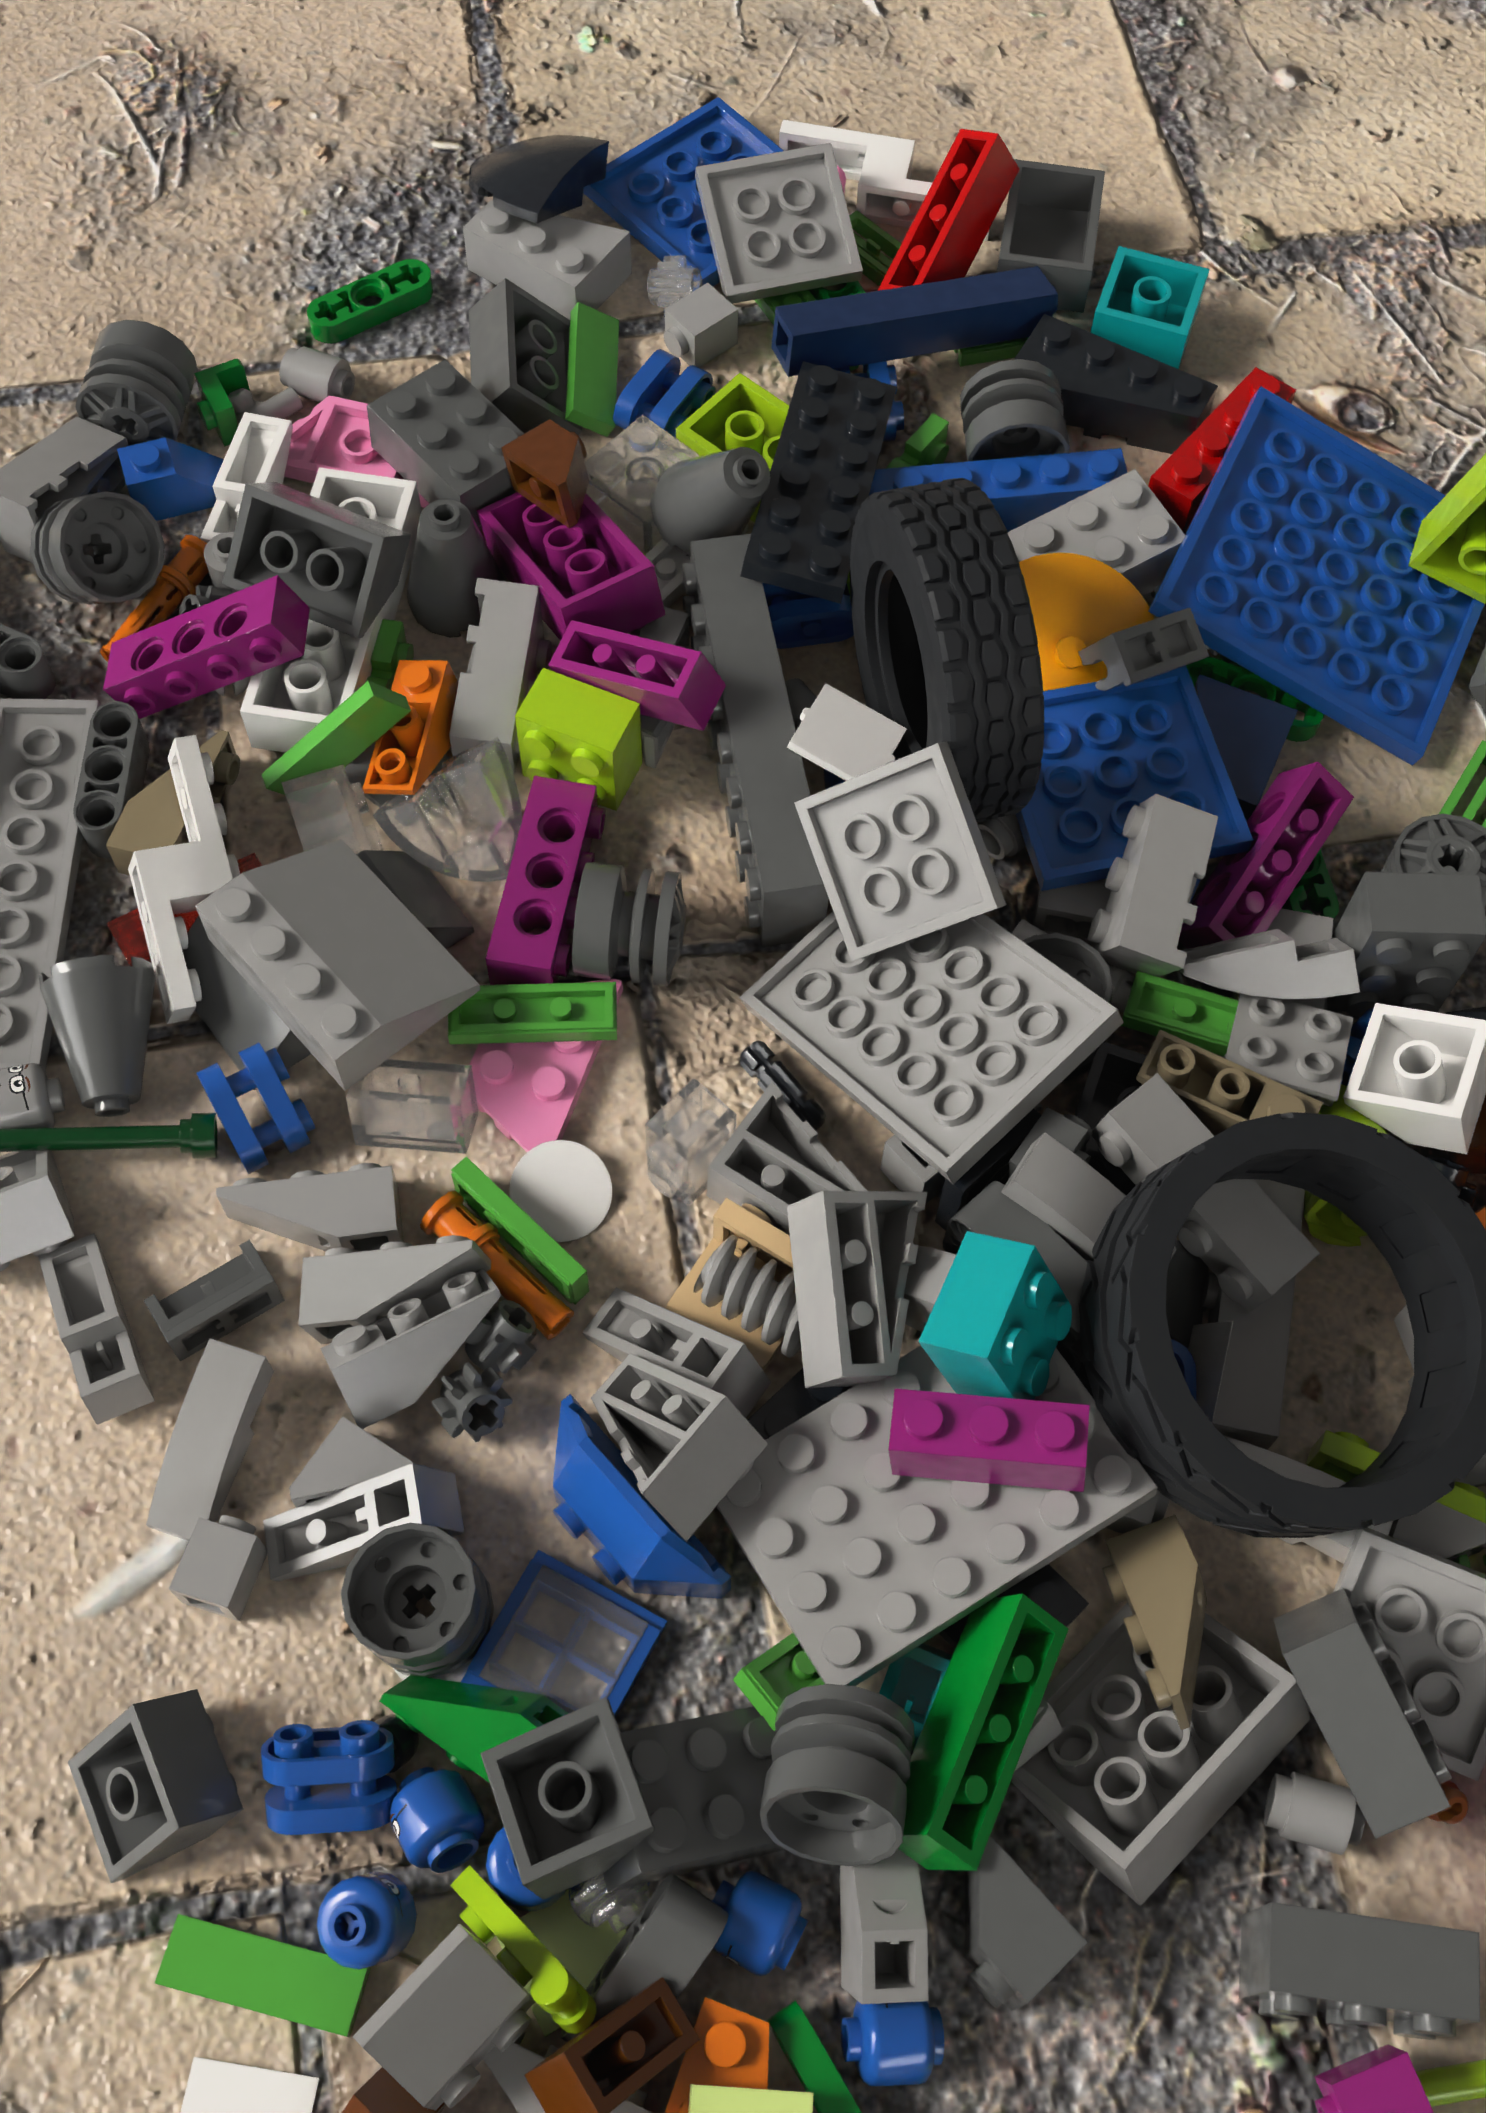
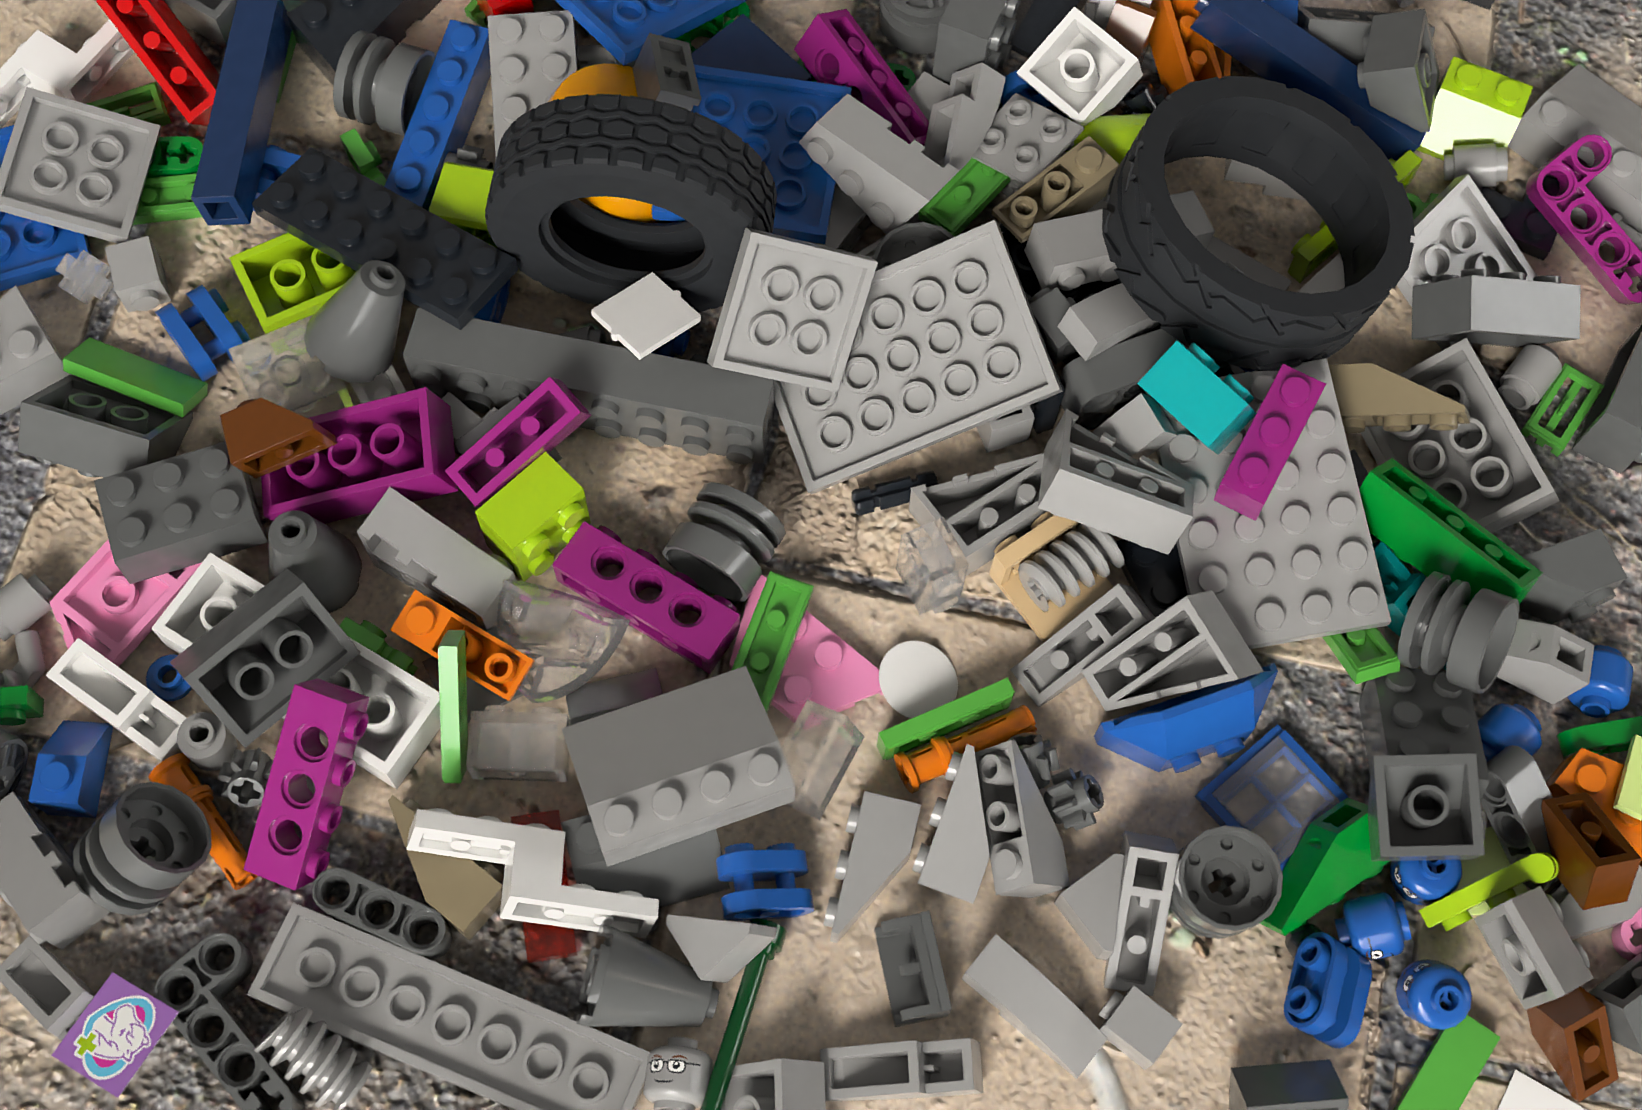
camera: 70 degrees left, 5 degrees up
(166, 1082) = (718, 946): none -> light grey slope
(1237, 1867) = (1545, 434): none -> bright green tile

